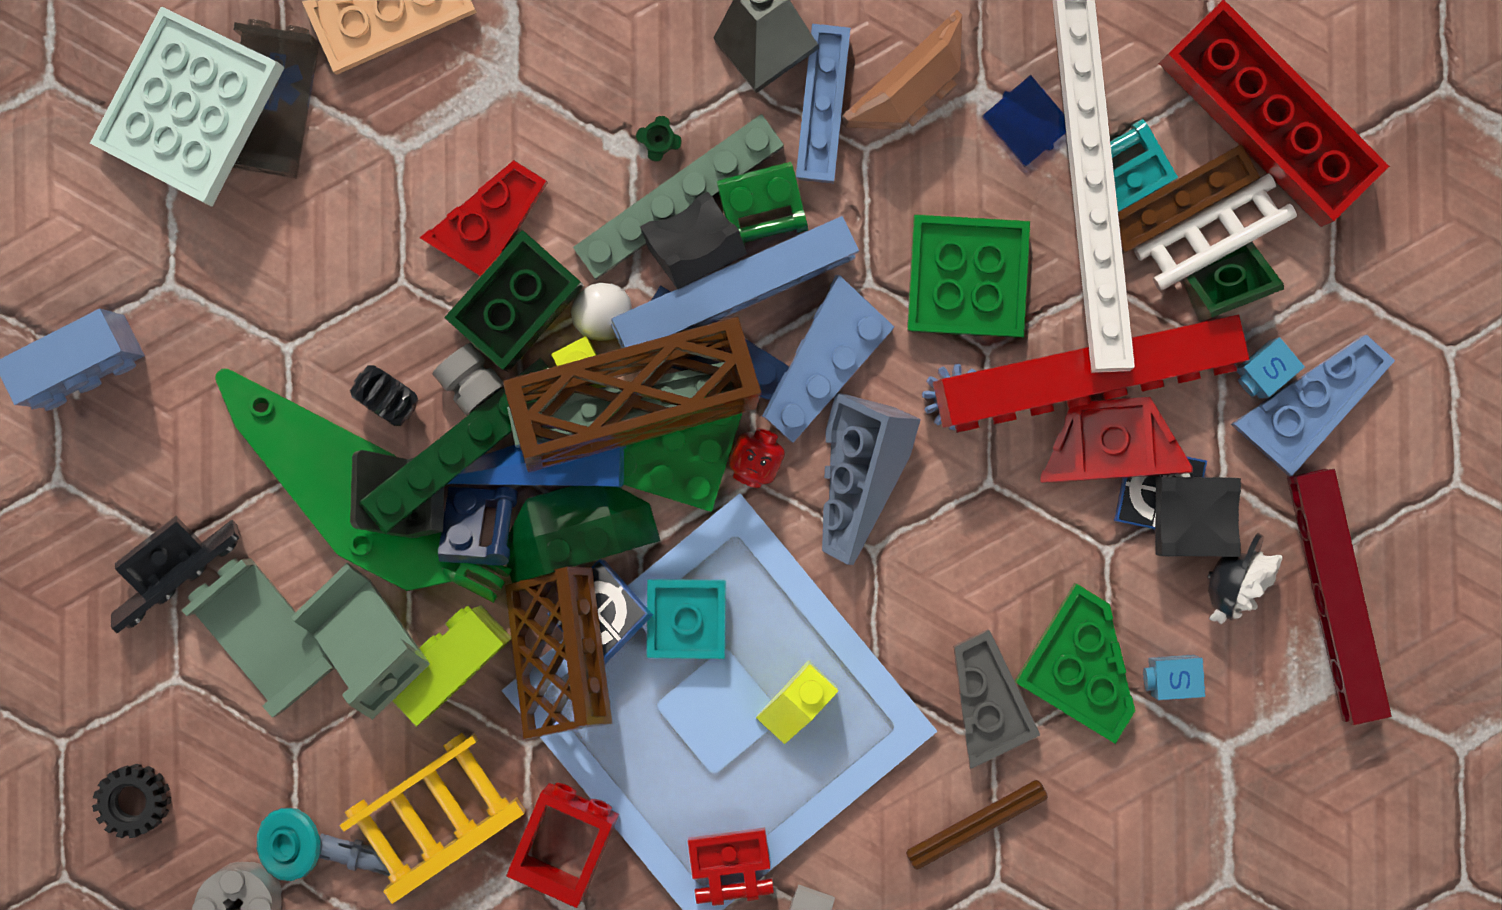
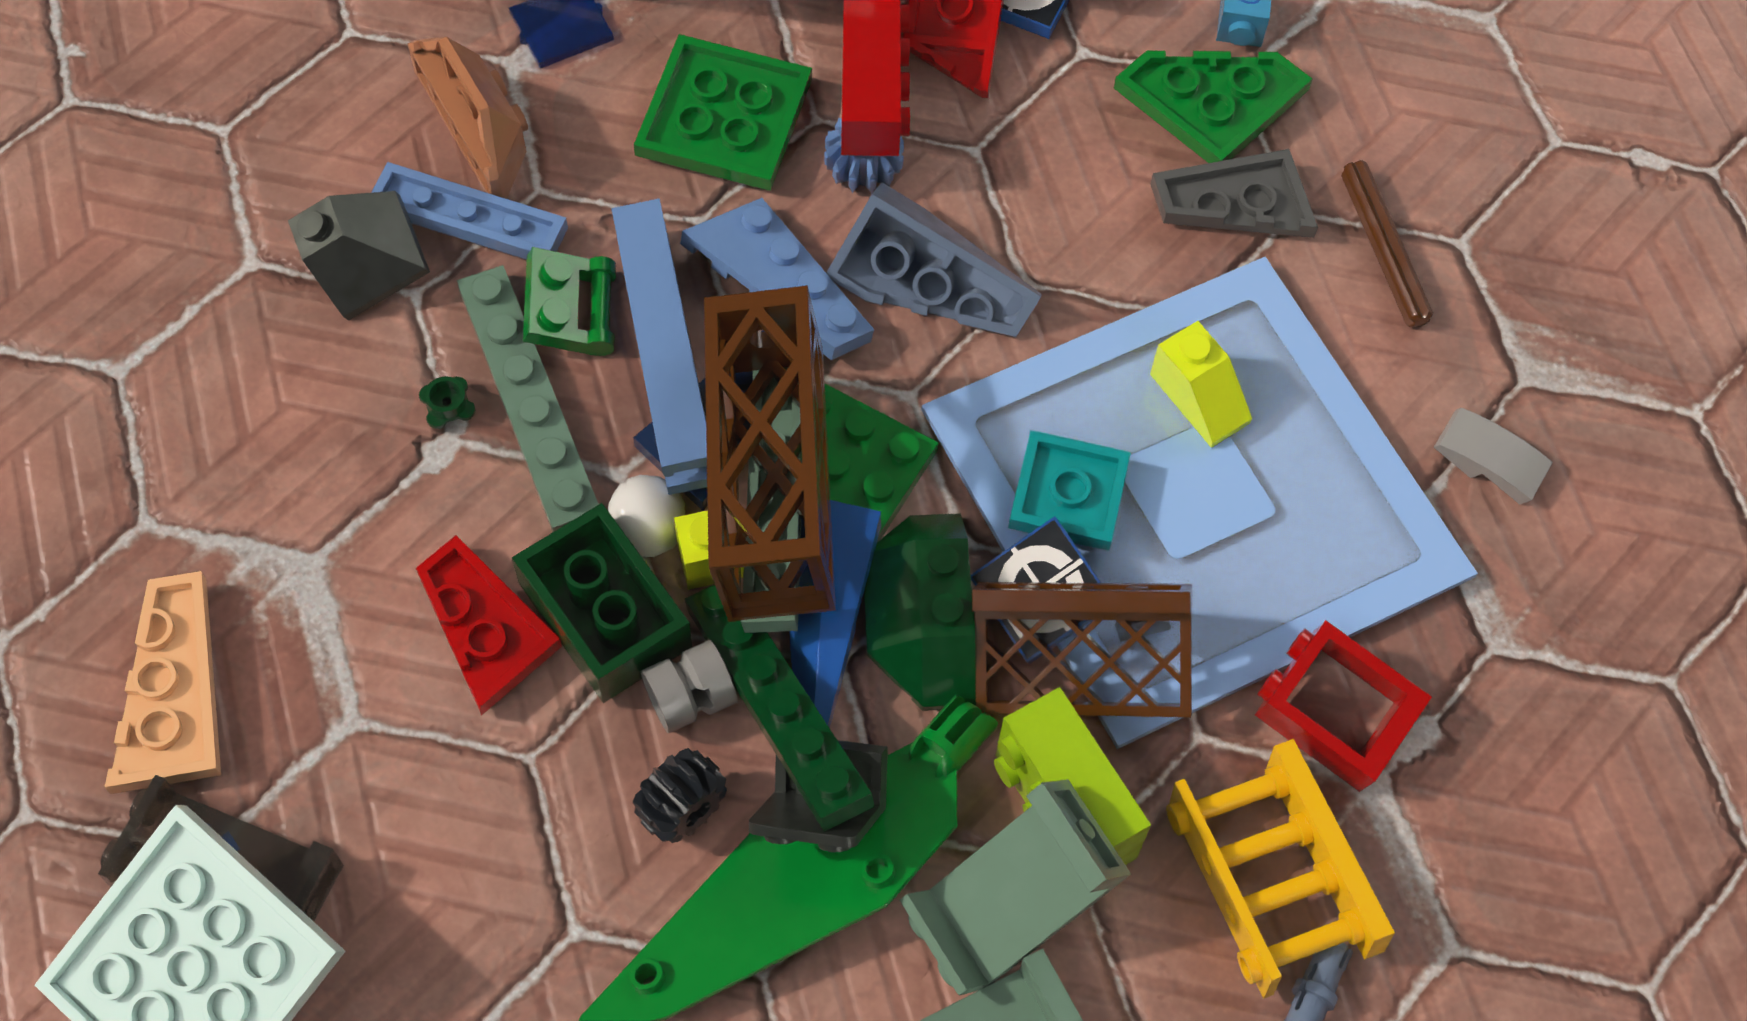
camera: 80 degrees left, 25 degrees down
(465, 524) = (904, 731): dark blue plate -> none
(694, 241) = (591, 372): black brick -> none
(730, 854) = (1384, 509): red plate -> none
(756, 458) = (882, 373): red head -> none

